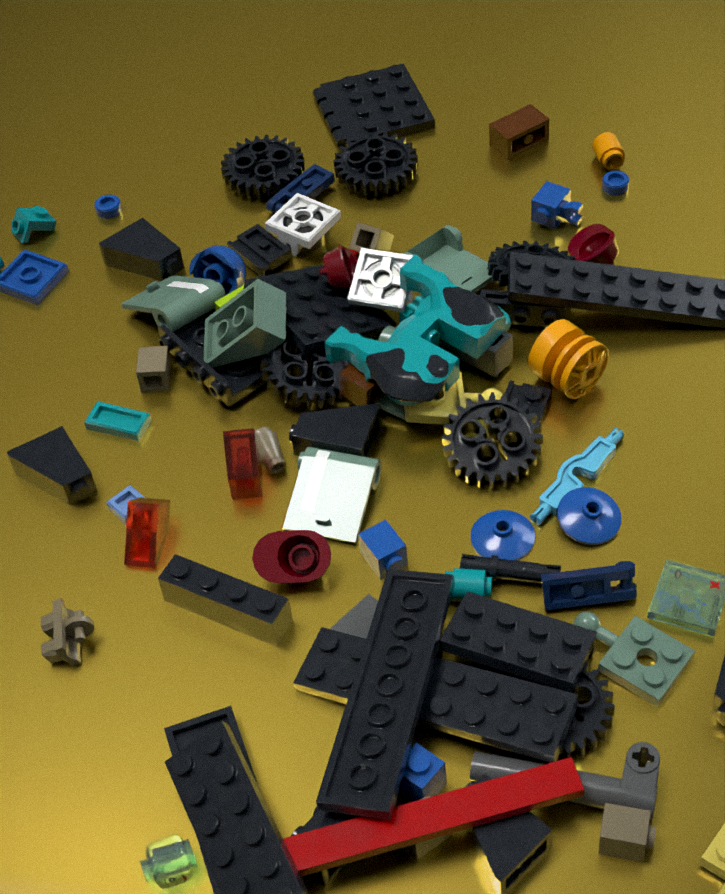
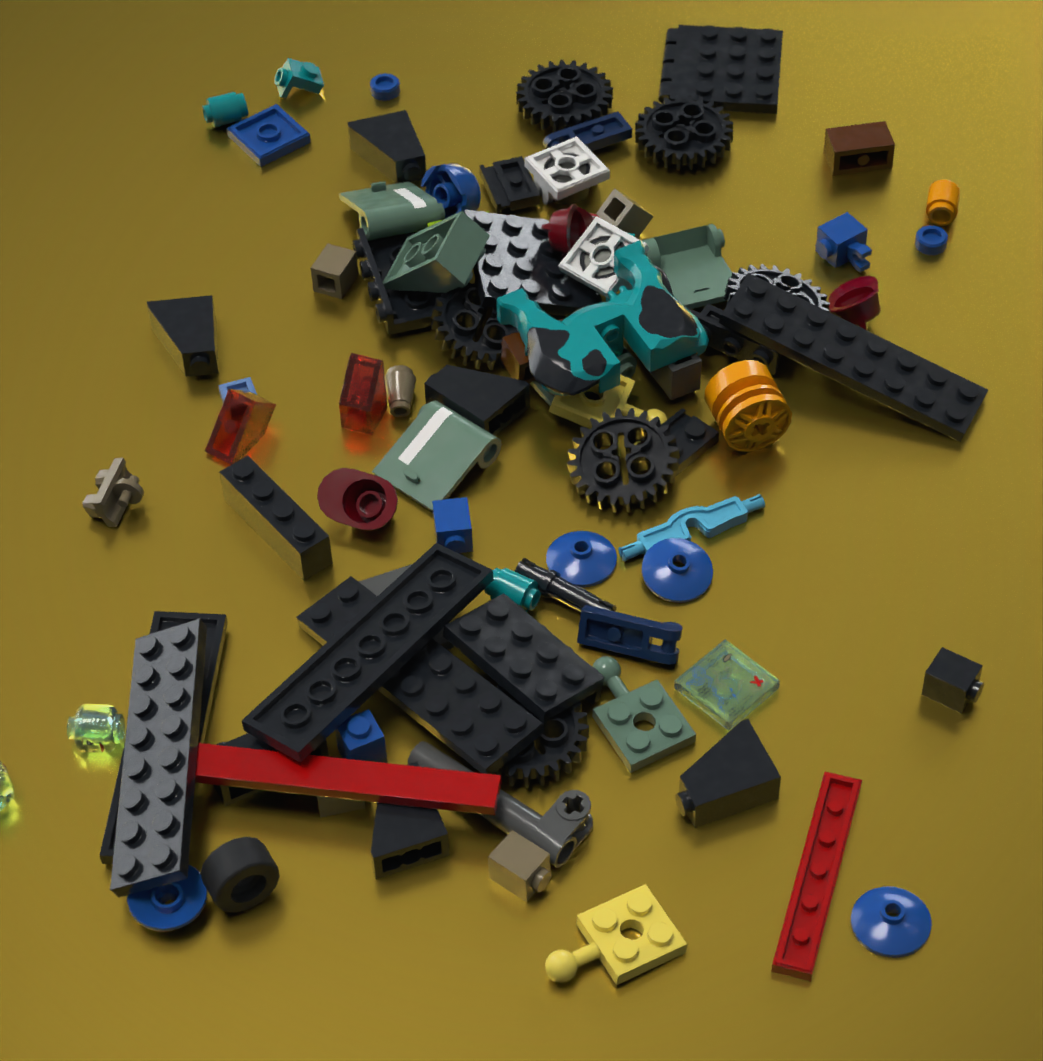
camera: 20 degrees right, 0 degrees up
(118, 421) = (274, 311): teal tile -> none

